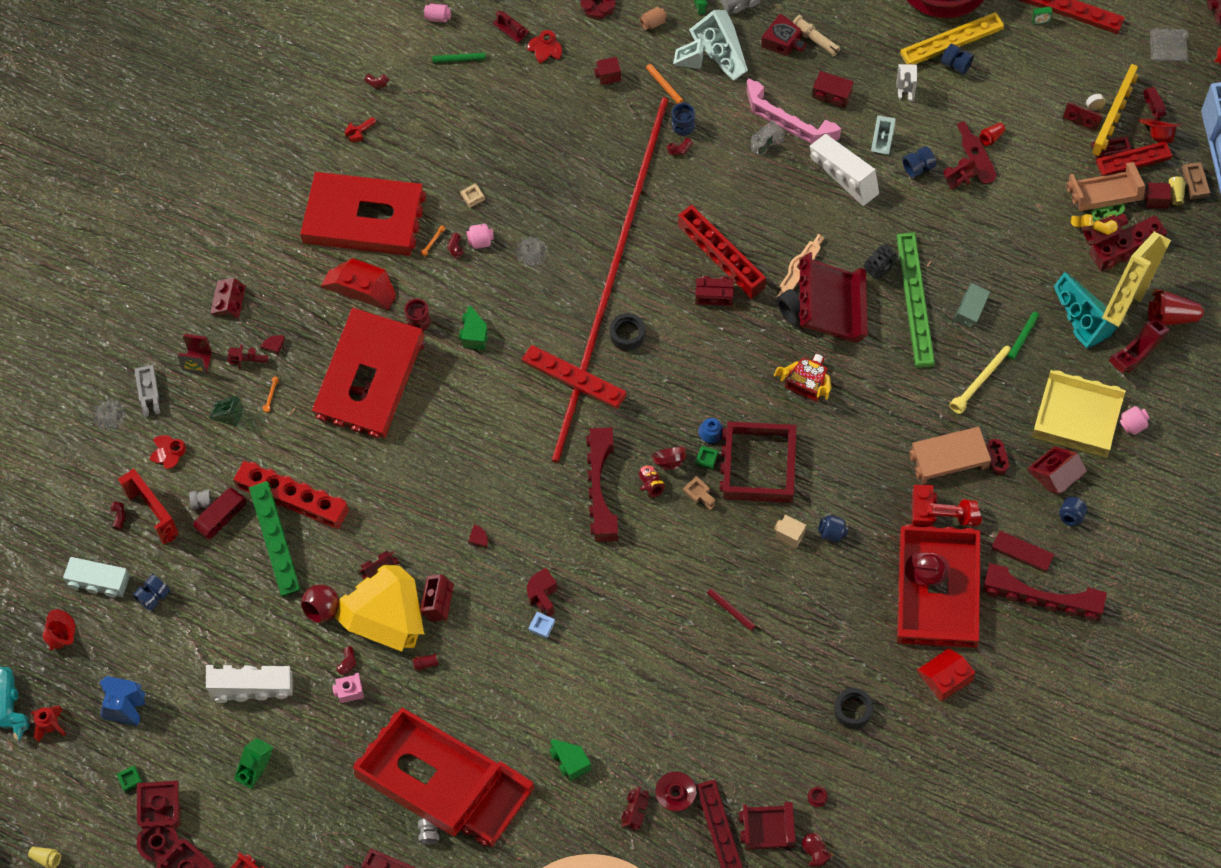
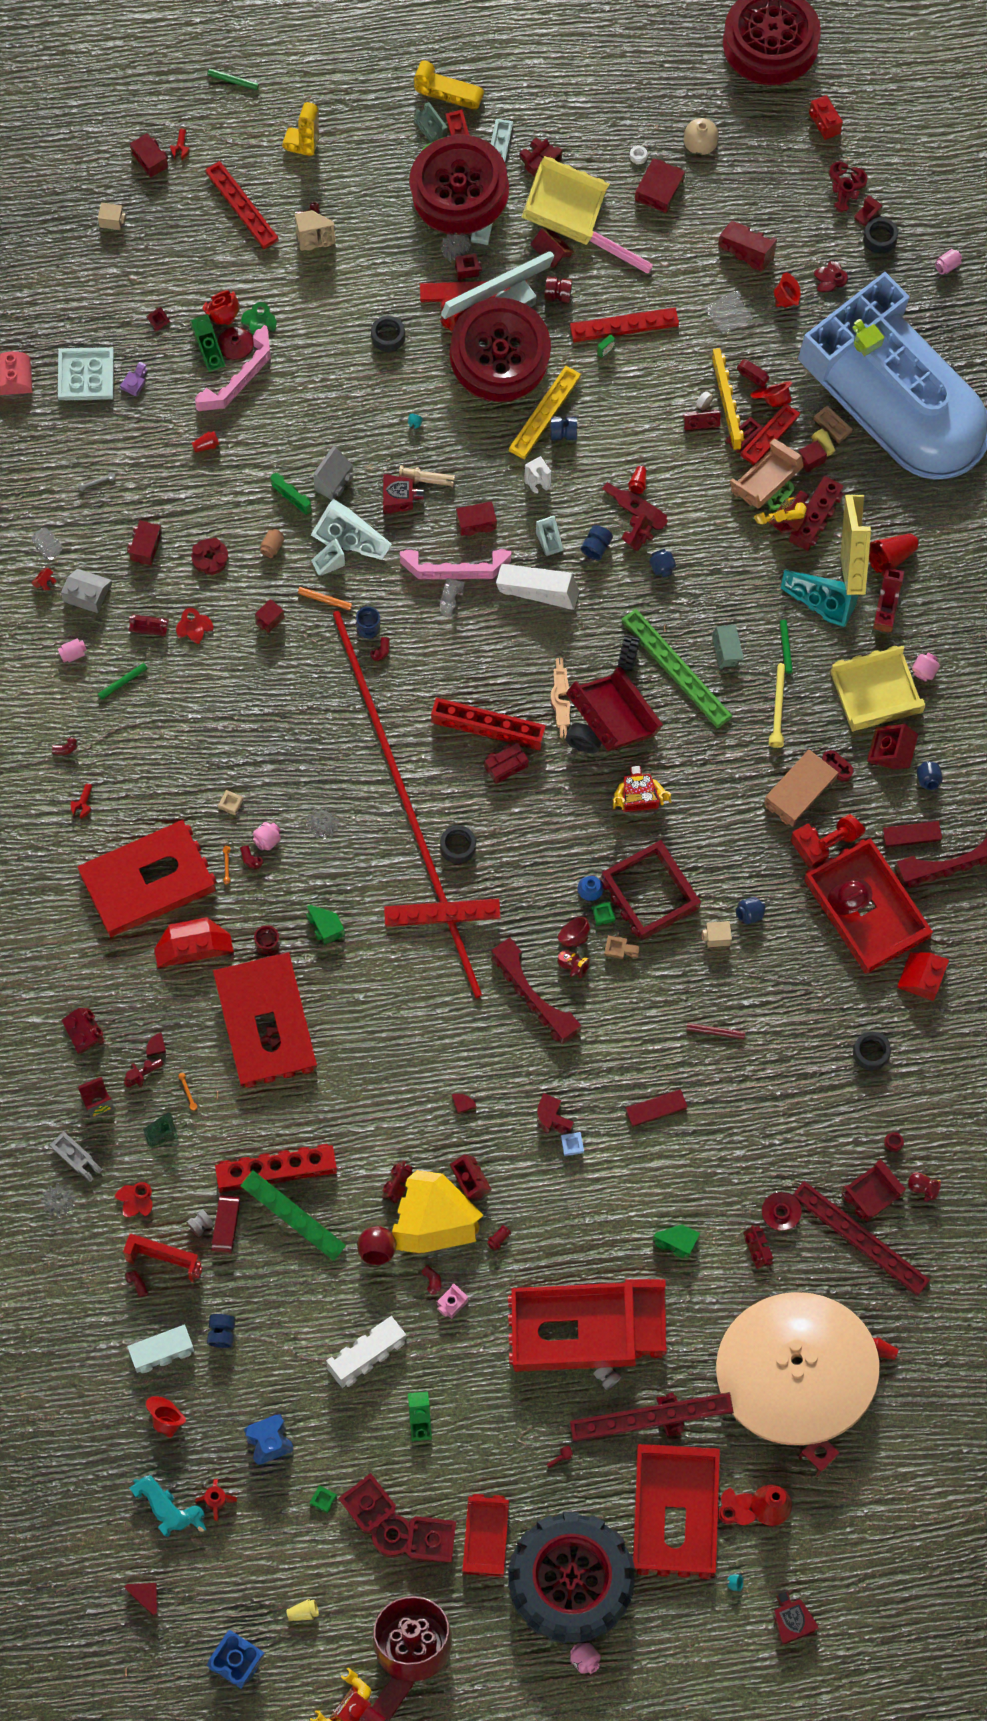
camera: 40 degrees left, 5 degrees up
(634, 640) = (656, 1108): none -> dark red tile
(964, 209) = (662, 563): none -> dark blue head

